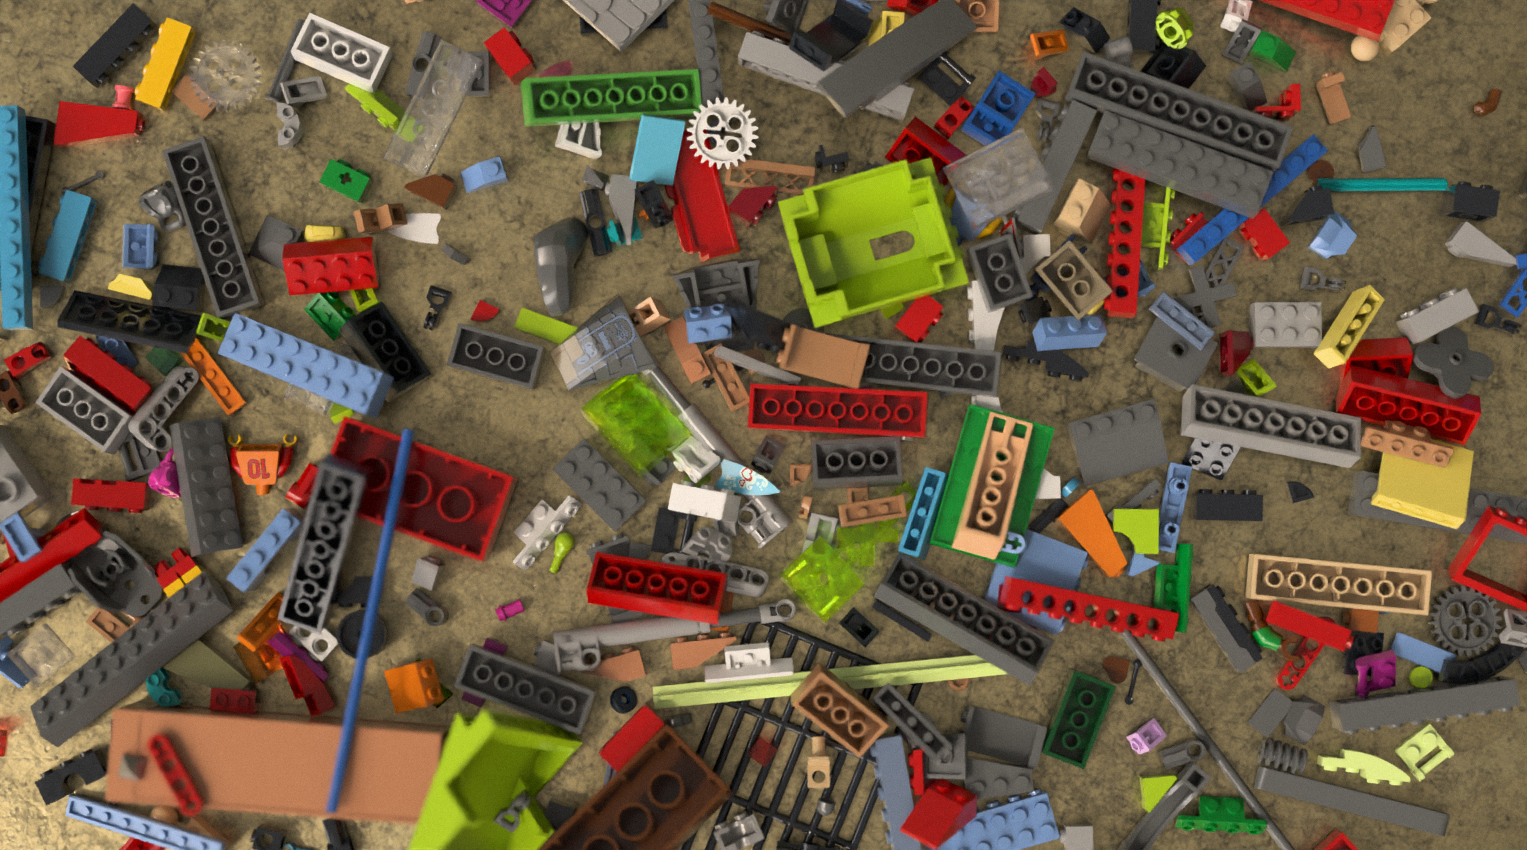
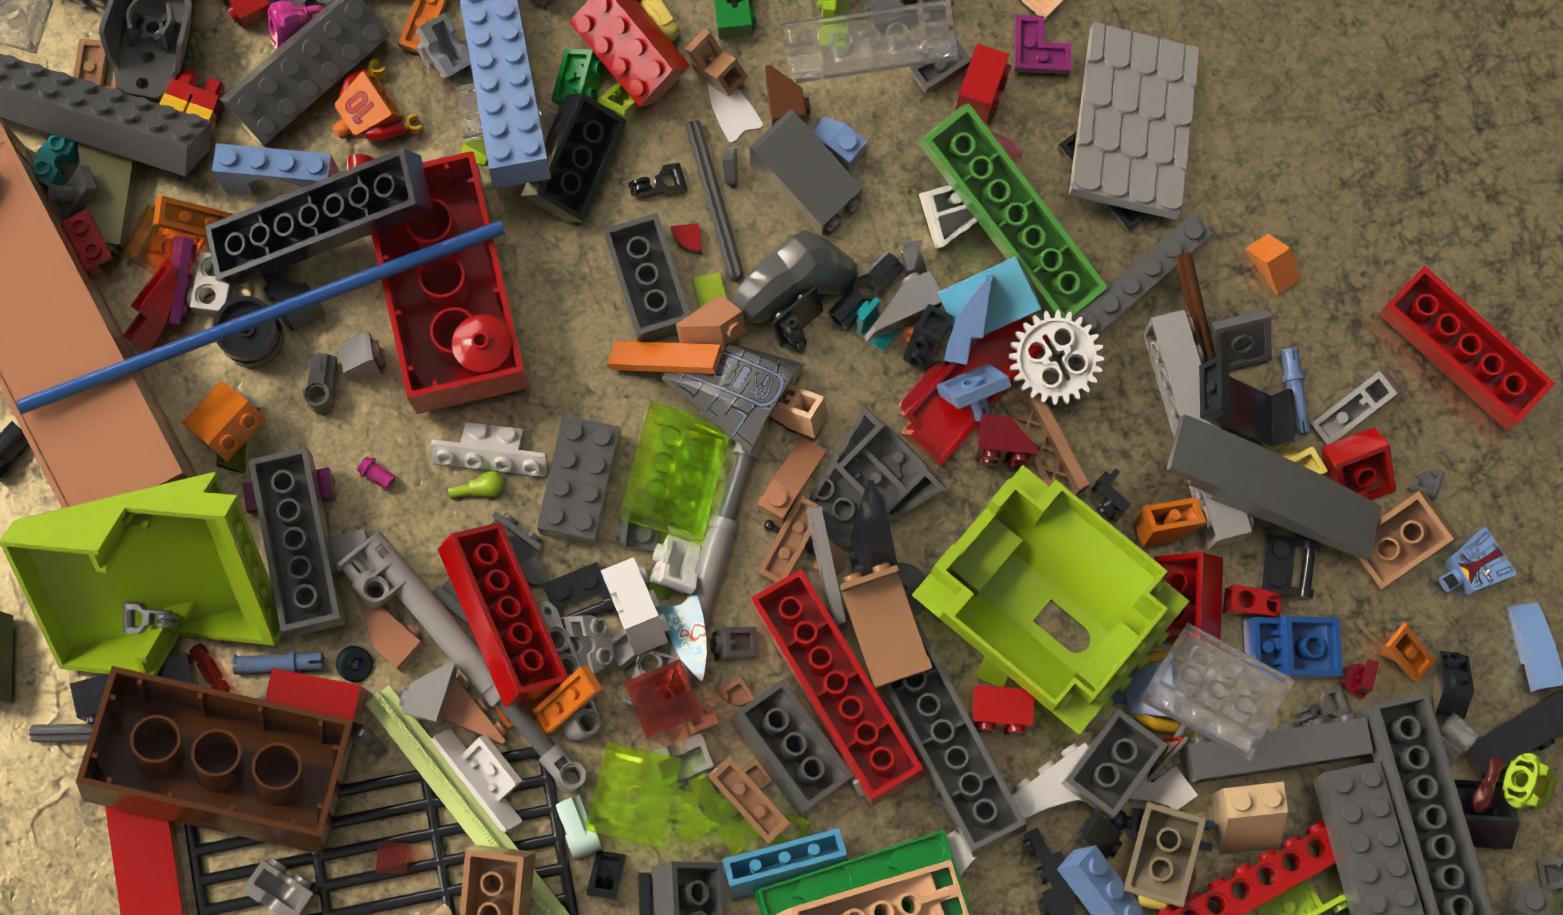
camera: 55 degrees right, 10 degrees down
(195, 689) = (75, 194): none -> dark grey tile
(251, 390) = (439, 47): none -> light grey cylinder
(470, 279) = (714, 200): none -> dark grey axle
(488, 495) = (486, 356): none -> red dish
(494, 209) = (805, 172): none -> dark grey slope
(556, 336) = (712, 324): none -> nougat slope
(556, 379) = (665, 357): none -> orange tile
(568, 792) = (208, 668): none -> clear red axle
(586, 286) = (790, 322): none -> black hinge
(593, 745) = (289, 662): none -> medium blue pin
(664, 173) = (969, 322): none -> medium blue slope
(678, 666) = (429, 694): none -> light grey slope
(707, 198) = (973, 389): none -> medium blue tile
(707, 323) = (836, 479): medium blue bracket -> none
(738, 582) = (567, 699): none -> orange tile
(777, 523) = (663, 699): none -> clear red slope
(814, 625) = (574, 820): none -> light aqua piece
(870, 134) = (1168, 521): none -> orange slope
(1162, 56) = (1486, 790): none -> clear red piece

